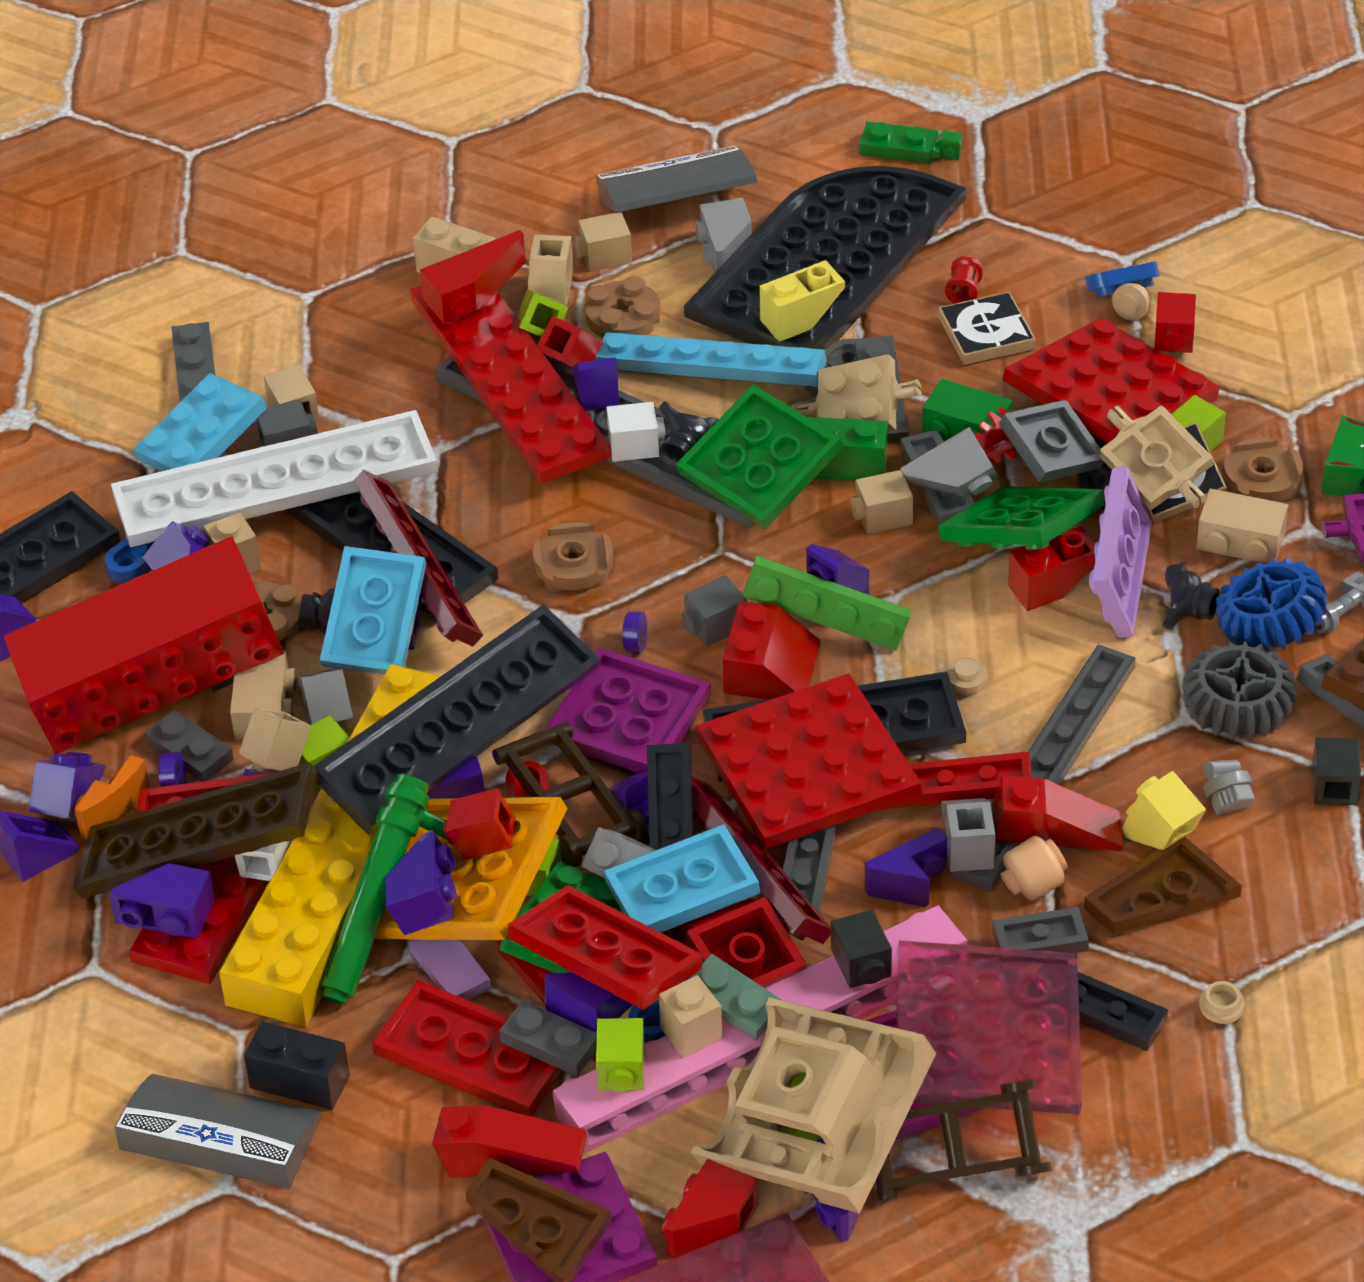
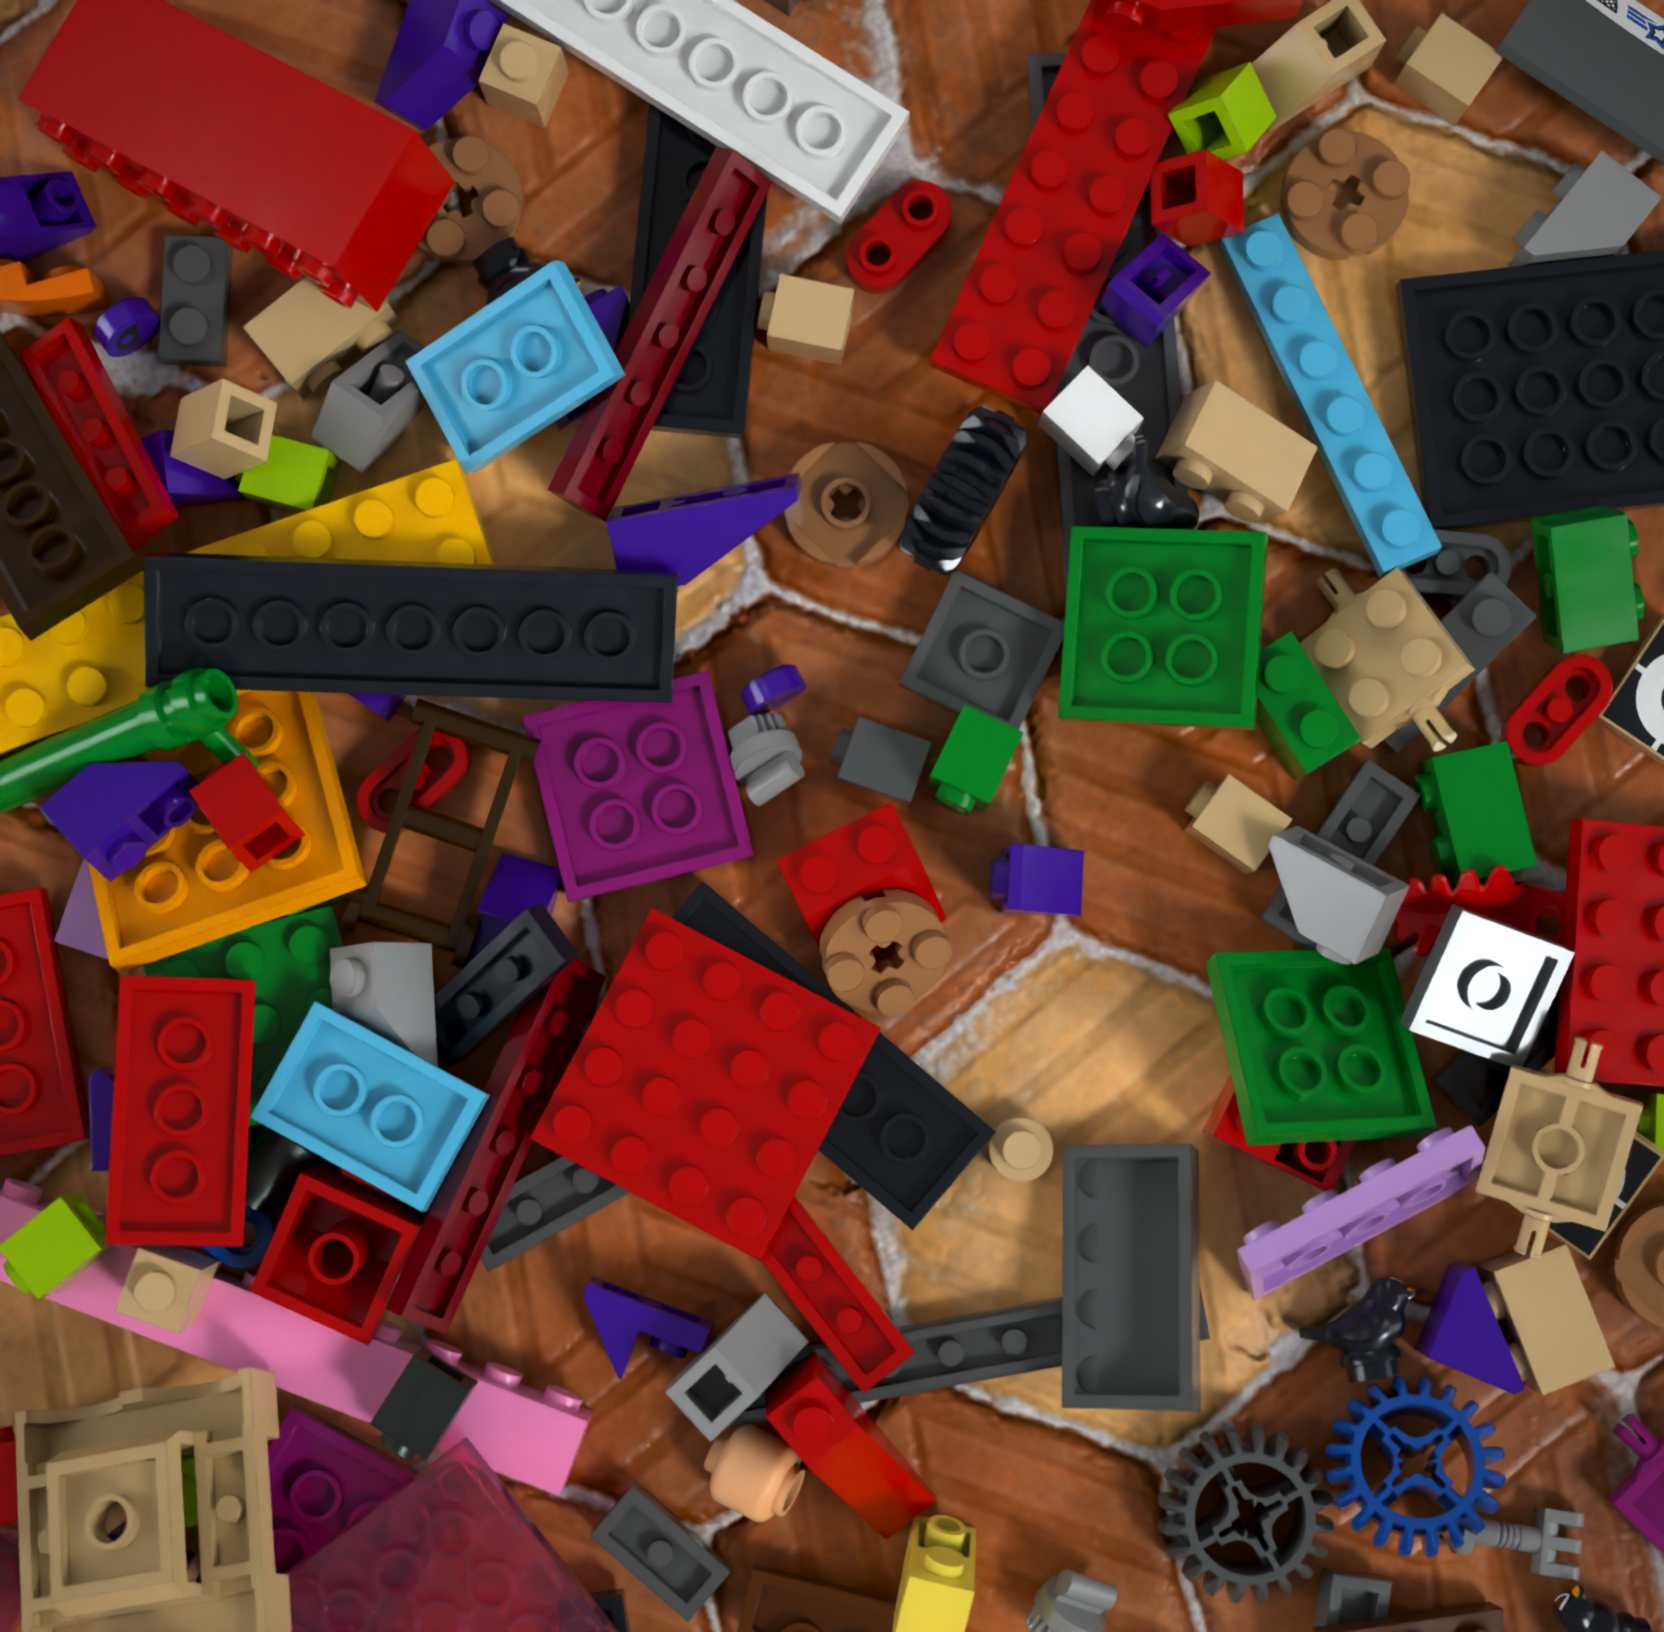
camera: 50 degrees right, 40 degrees up
(465, 469) = (900, 236): none -> red plate
(470, 514) = (807, 318): none -> tan brick
(526, 594) = (696, 528): none -> dark purple slope
(549, 1038) = (57, 1115): dark grey plate -> none
(616, 494) = (963, 489): none -> black gear
(666, 650) = (765, 756): none -> light grey piece
(701, 391) = (1236, 453): none -> tan brick
(702, 547) = (983, 652): none -> dark grey plate
(739, 996) = (248, 1304): sand green plate -> none
(741, 544) = (973, 761): none -> green brick
(799, 299) = (1507, 445): light yellow slope -> none
(818, 639) = (888, 983): none -> medium nougat plate
(826, 603) = (966, 891): bright green plate -> none
(889, 310) = (1587, 578): none -> green brick
(945, 360) = (1555, 713): none -> red plate
(1075, 657) = (1131, 1277): none -> dark grey slope
(1222, 555) = (1465, 1332): none -> dark purple slope

